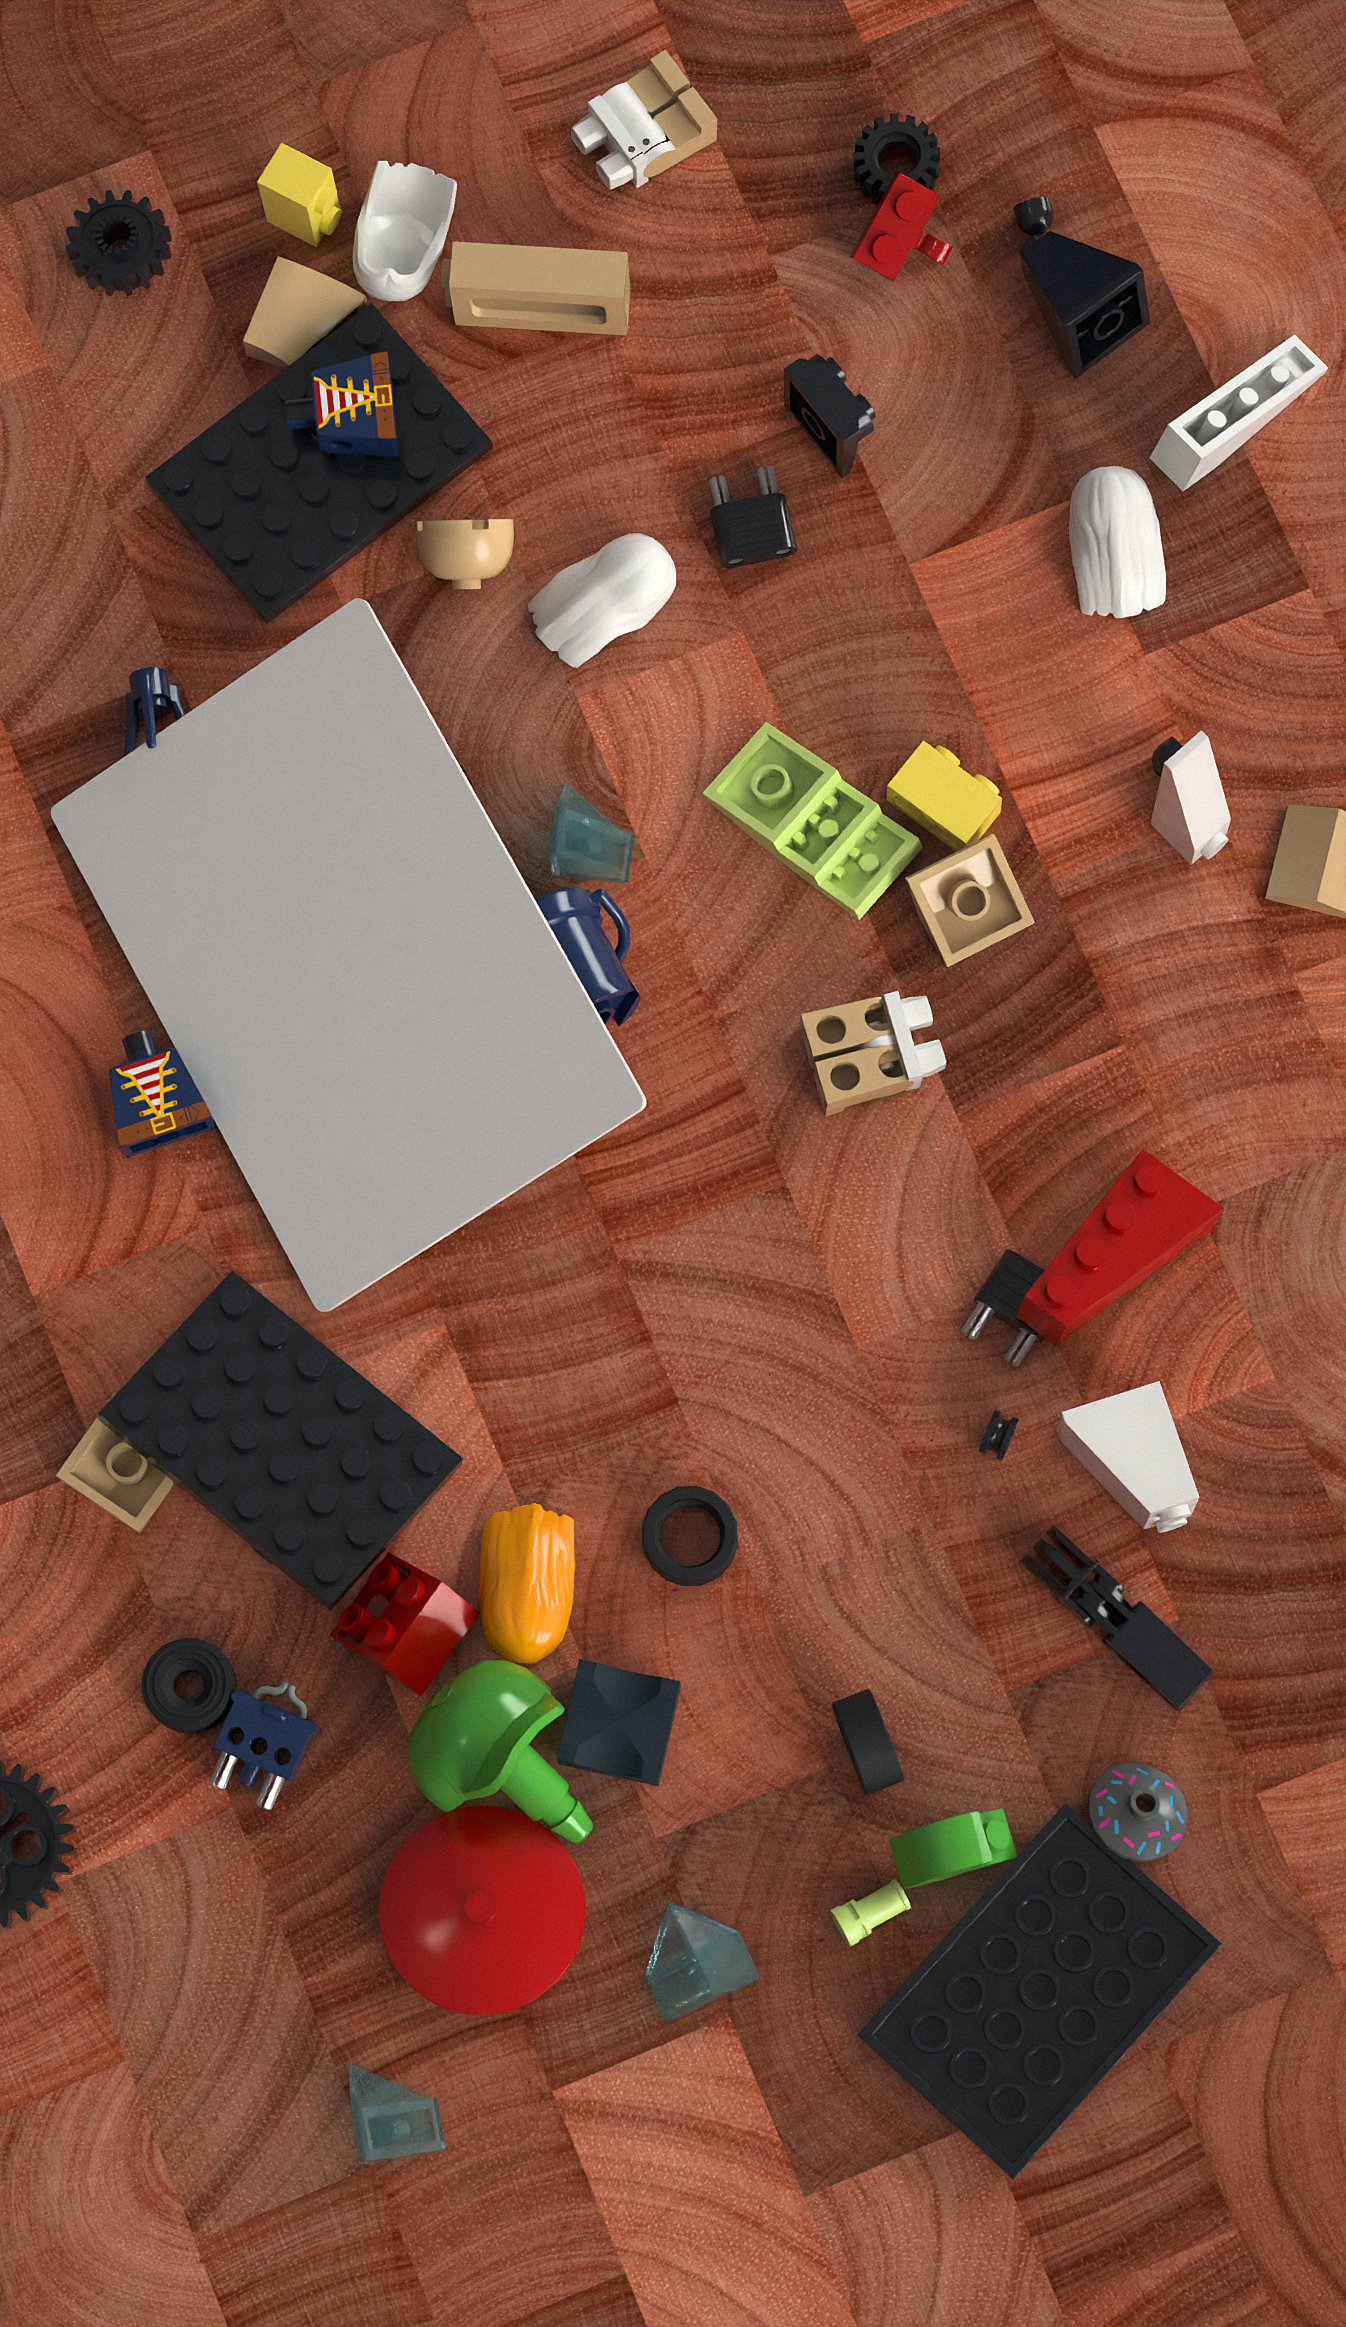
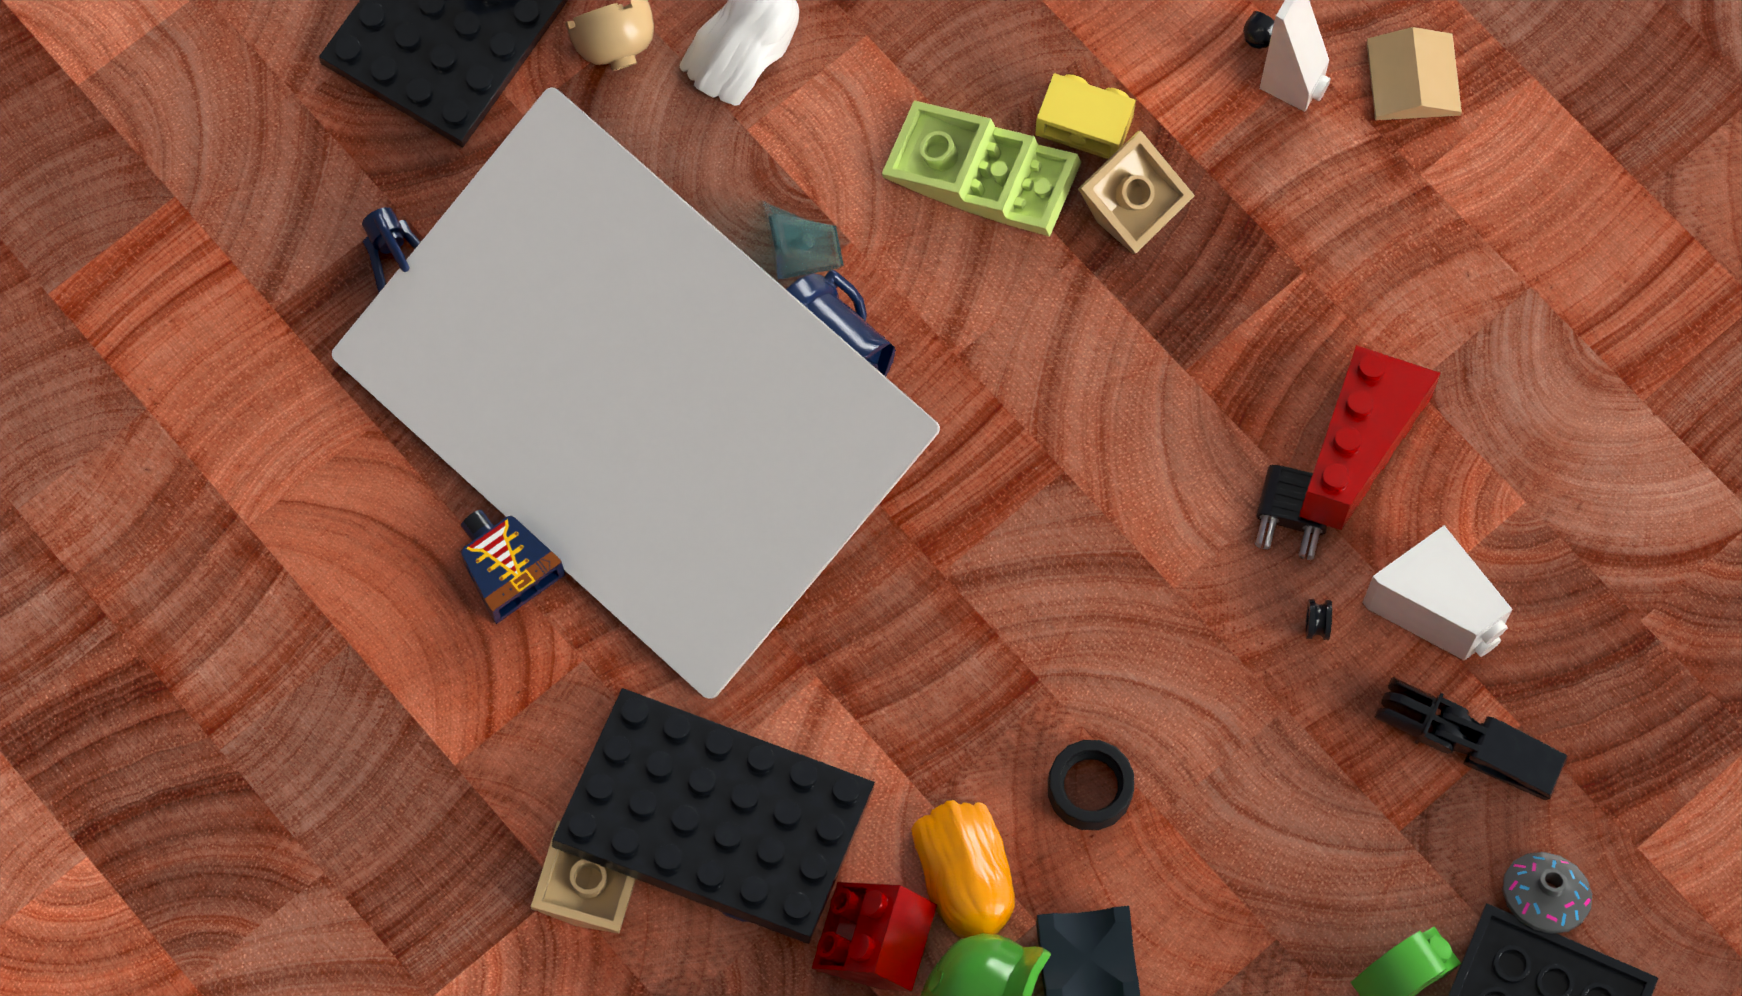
camera: 25 degrees left, 5 degrees down
(867, 1741) = (1305, 905): black tyre -> none
(868, 1049) = (1096, 338): tan hips -> none

